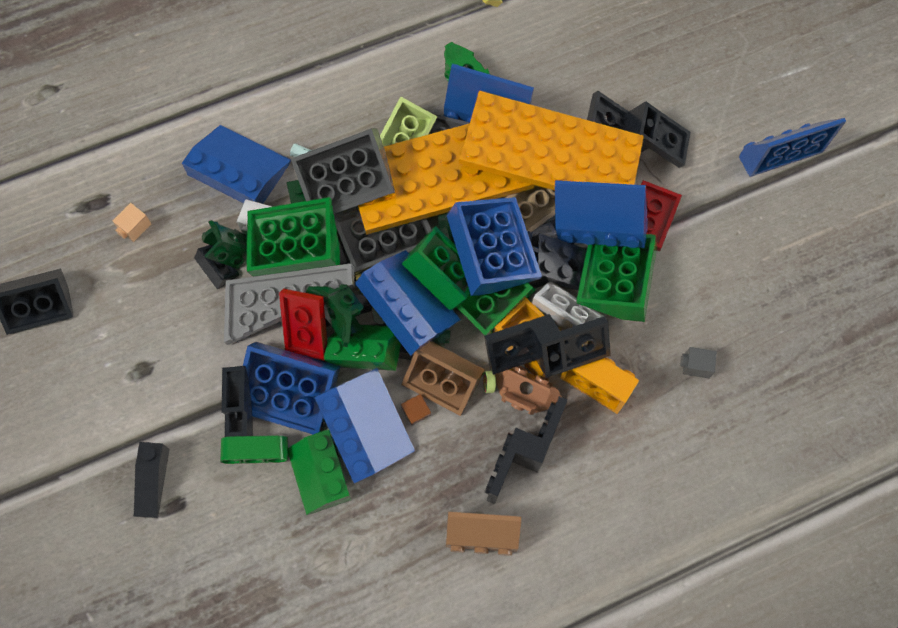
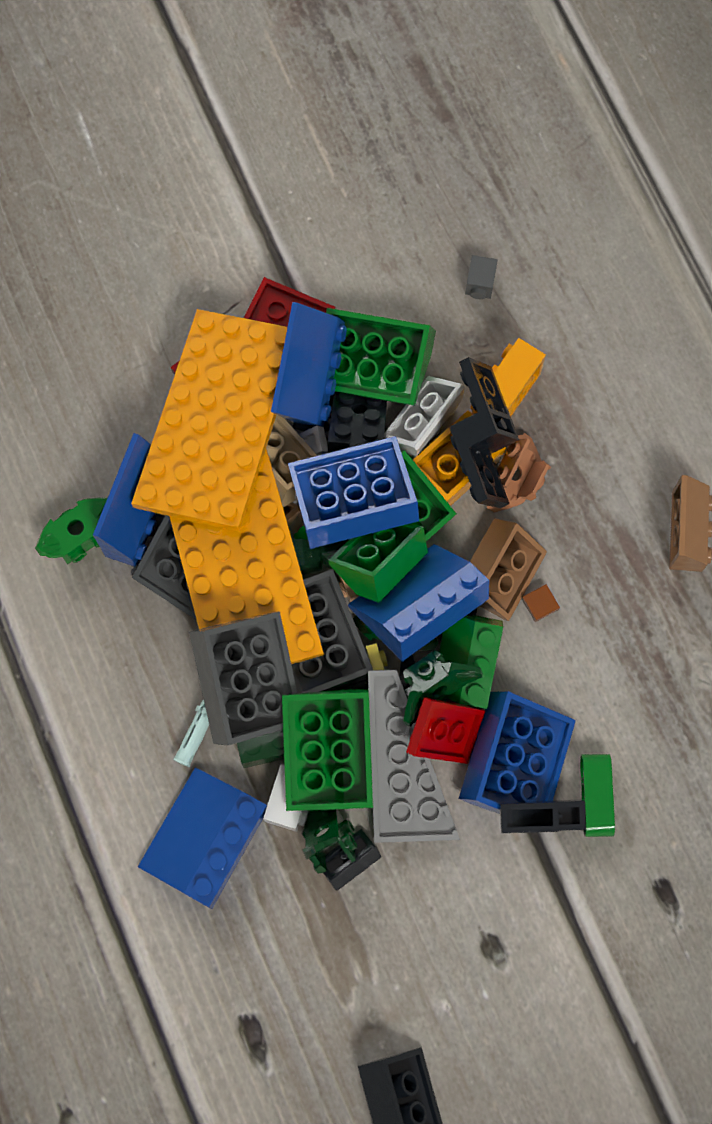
camera: 85 degrees left, 5 degrees up
(131, 222) = (289, 977): light nougat brick -> none
(149, 478) = (637, 922): black slope -> none
(318, 472) = (624, 715): green slope -> none
(364, 425) = (569, 659): slope -> none
(407, 123) = (161, 613): yellowish green slope -> none
(489, 382) = (508, 513): yellowish green tile -> none
(525, 449) = (593, 479): black bracket -> none
(659, 130) = (170, 317): black bracket -> none
(789, 146) = (201, 145): blue slope -> none

